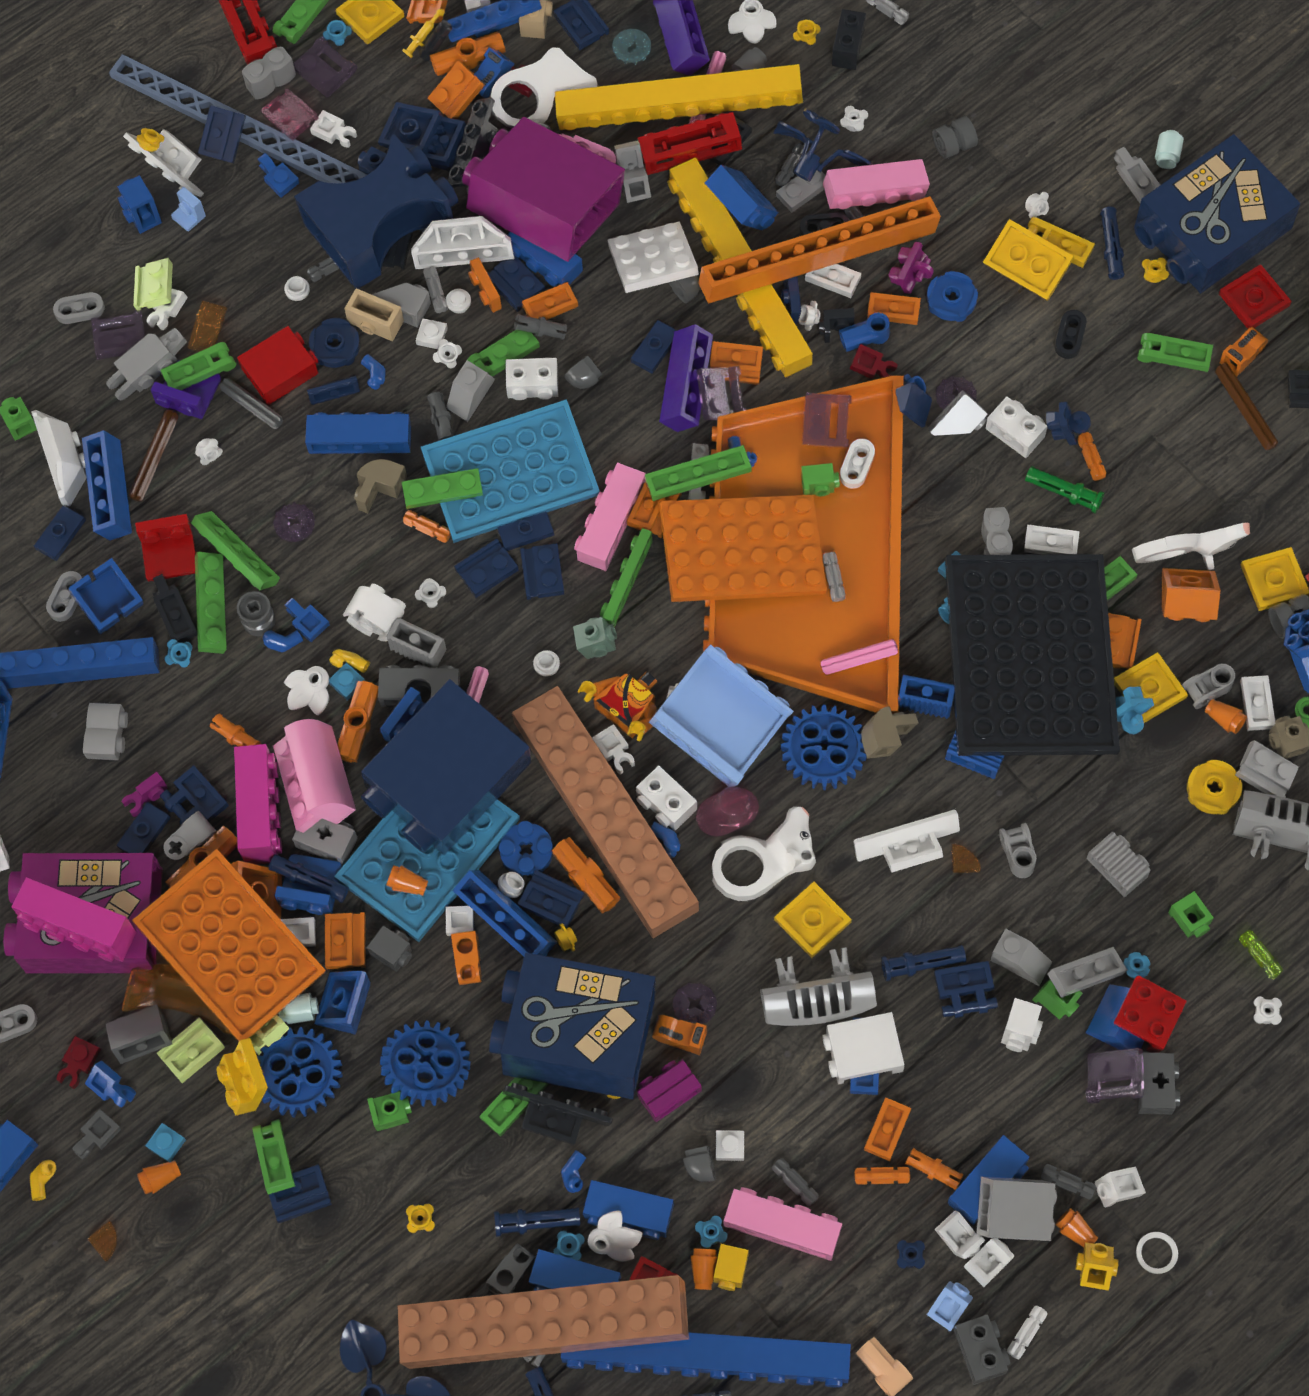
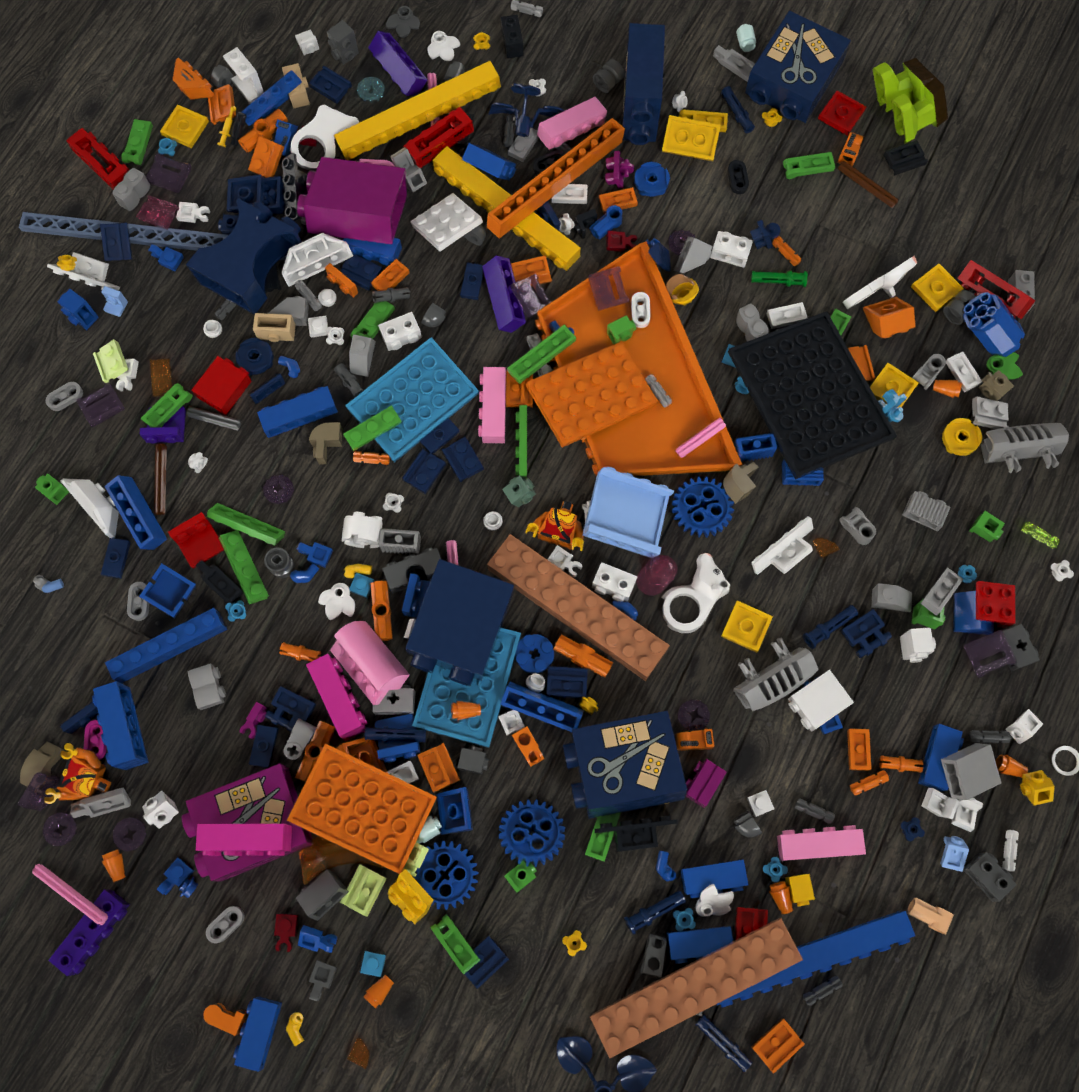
camera: 25 degrees left, 5 degrees up
(144, 362) = (127, 417): light grey hinge -> none
(922, 456) = (682, 289): none -> yellow piece
(987, 165) = (643, 82): none -> dark blue brick

